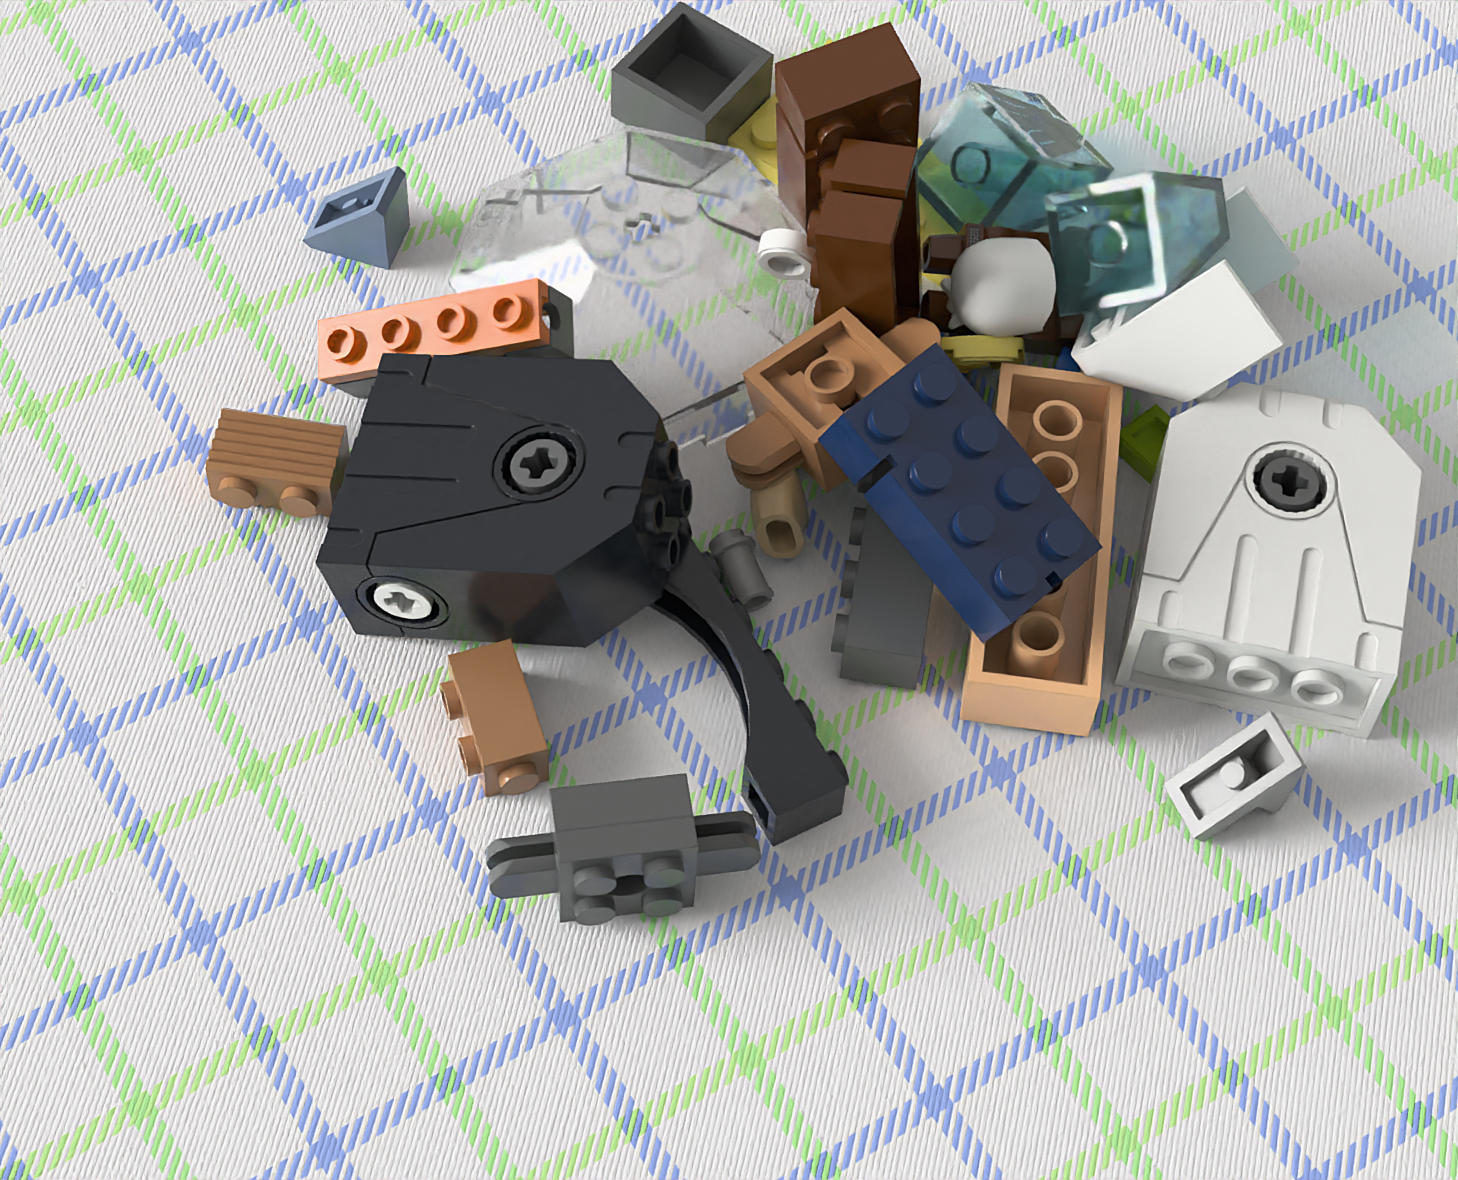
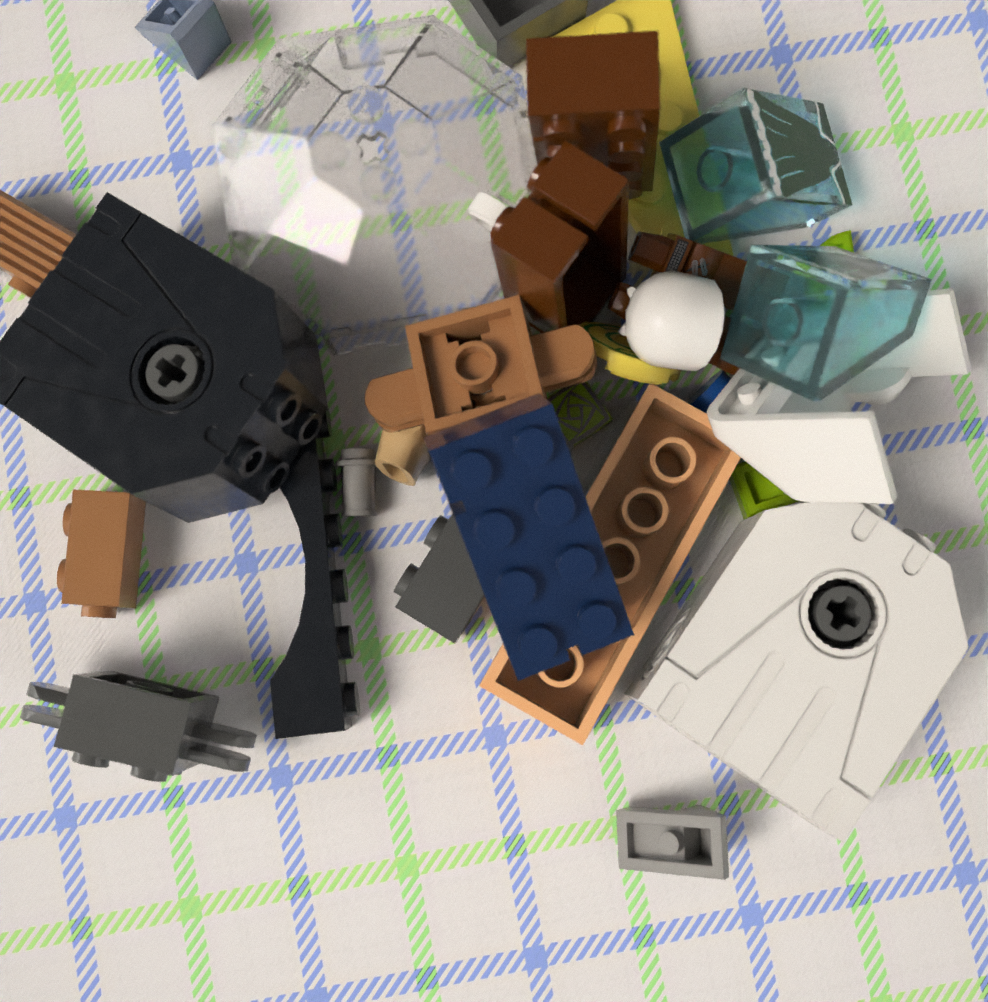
camera: 25 degrees right, 25 degrees up
(474, 323) = (179, 191): piece -> none

